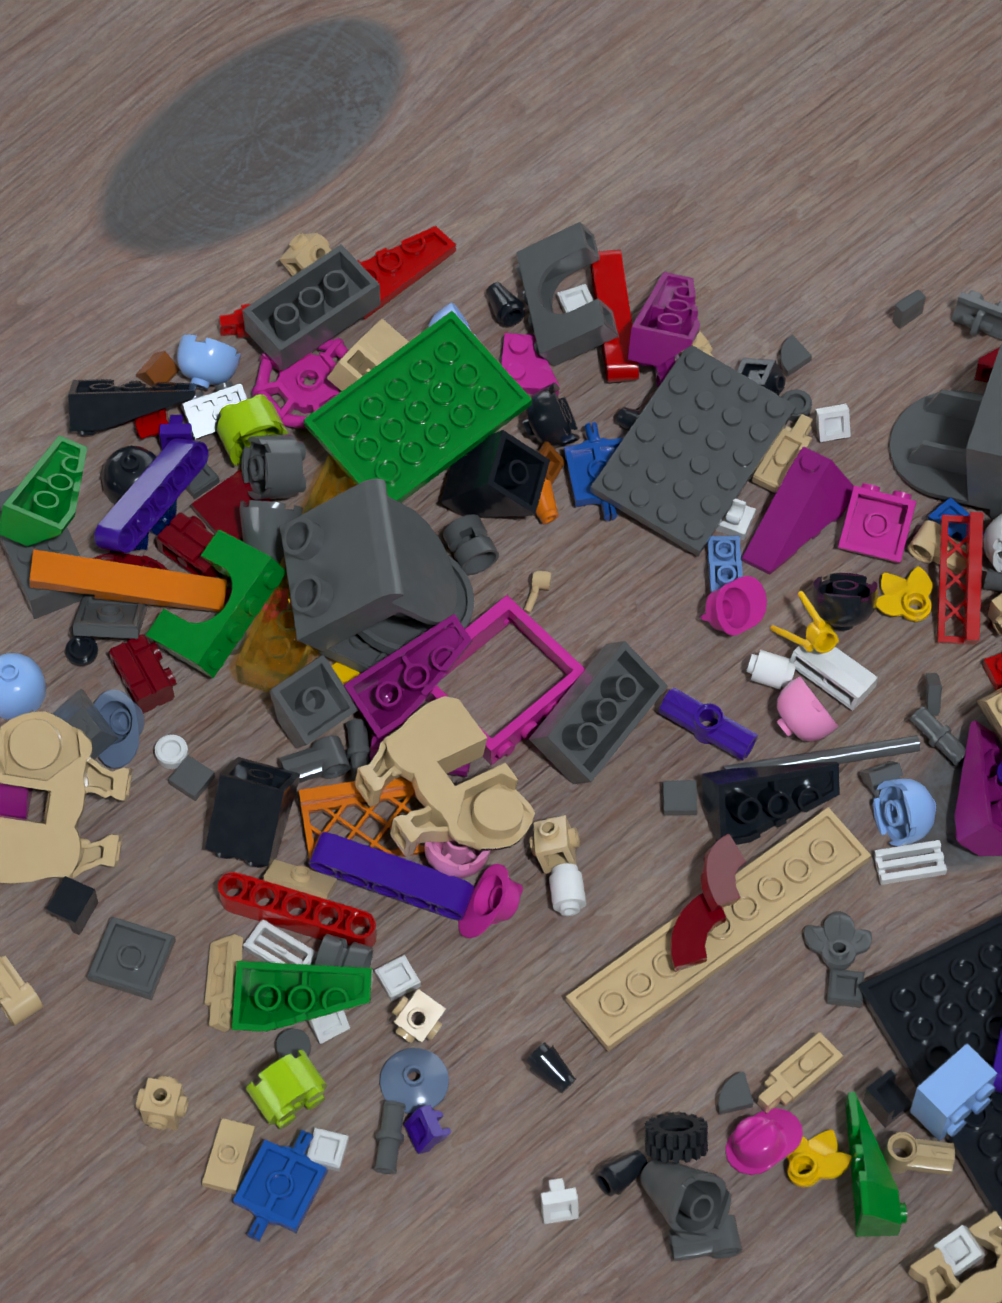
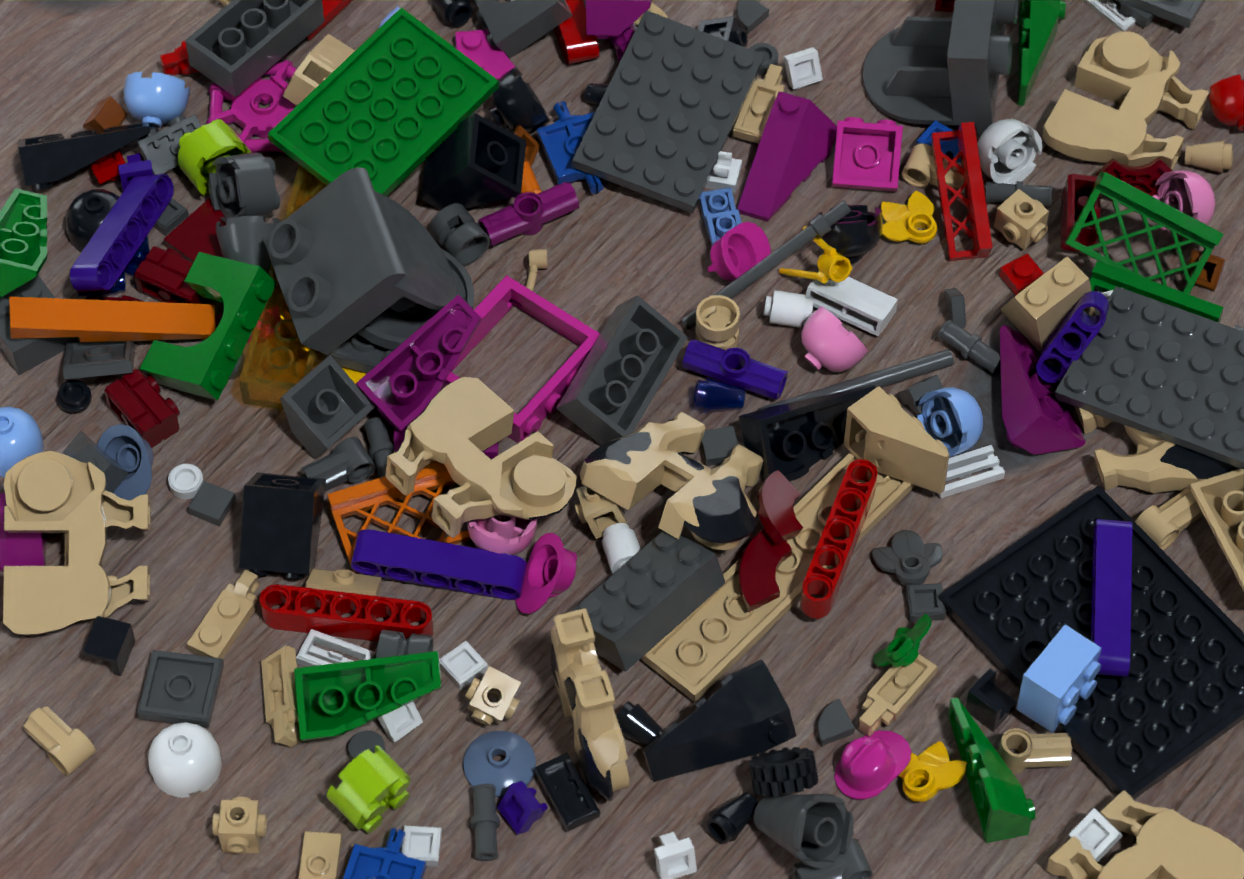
camera: 10 degrees left, 5 degrees down
(123, 1028) = (184, 759): none -> white cylinder
(185, 895) = (226, 618): none -> tan hinge
(471, 1120) = (567, 792): none -> black plate
(503, 1045) = (589, 700): none -> tan animal
(558, 528) = (529, 213): none -> magenta piece
(580, 943) = (650, 597): none -> dark grey brick
(637, 1083) = (732, 724): none -> black wedge
(659, 855) = (705, 498): none -> tan animal
(686, 747) = (715, 395): none -> clear blue cone
(700, 675) = (718, 322): none -> tan wheel
(770, 928) = (838, 552): none -> red beam
(813, 596) = (818, 225): none -> dark grey bar
(814, 1033) = (905, 646): none -> green plate
(842, 827) = (895, 441): none -> tan slope

